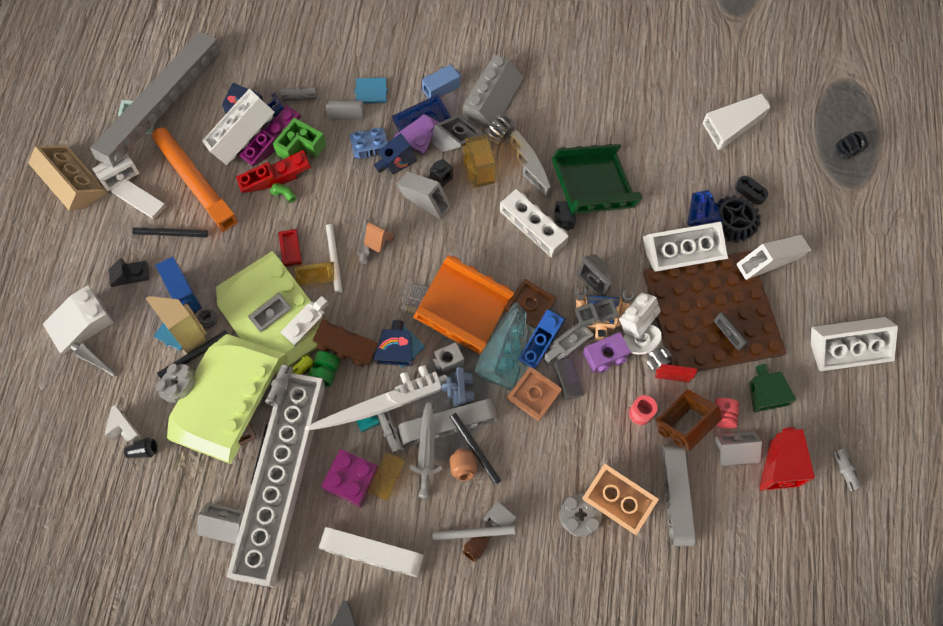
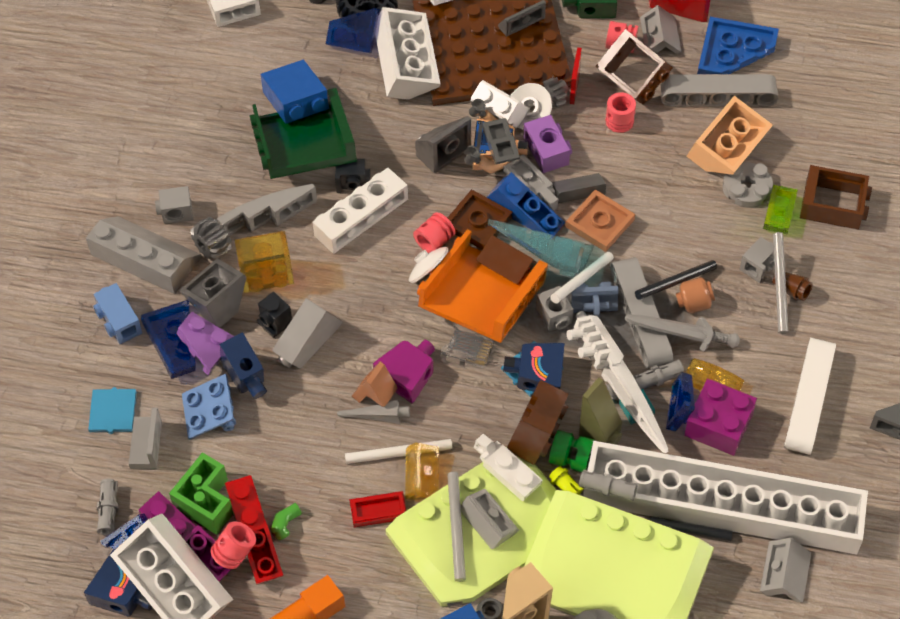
camera: 85 degrees left, 10 degrees down
(254, 155) = (233, 545): none -> coral piece
(263, 290) = (456, 527): none -> light grey bar
(343, 384) = (599, 415): none -> olive slope
(357, 448) = (681, 402): none -> clear blue wing
(396, 259) = (409, 367): none -> magenta torso
(473, 375) = (583, 276): none -> white bar
(483, 266) = (426, 263): none -> white dish
(489, 321) = (505, 260): none -> reddish brown panel
(514, 272) = (434, 232): none -> coral piece
(531, 107) = (174, 205): none -> light grey brick
(554, 540) = (780, 209): none -> clear neon green plate
(574, 567) = (839, 181): none -> reddish brown window
(638, 171) = (294, 91): none -> blue brick
(731, 510) = (734, 45): none -> blue plate

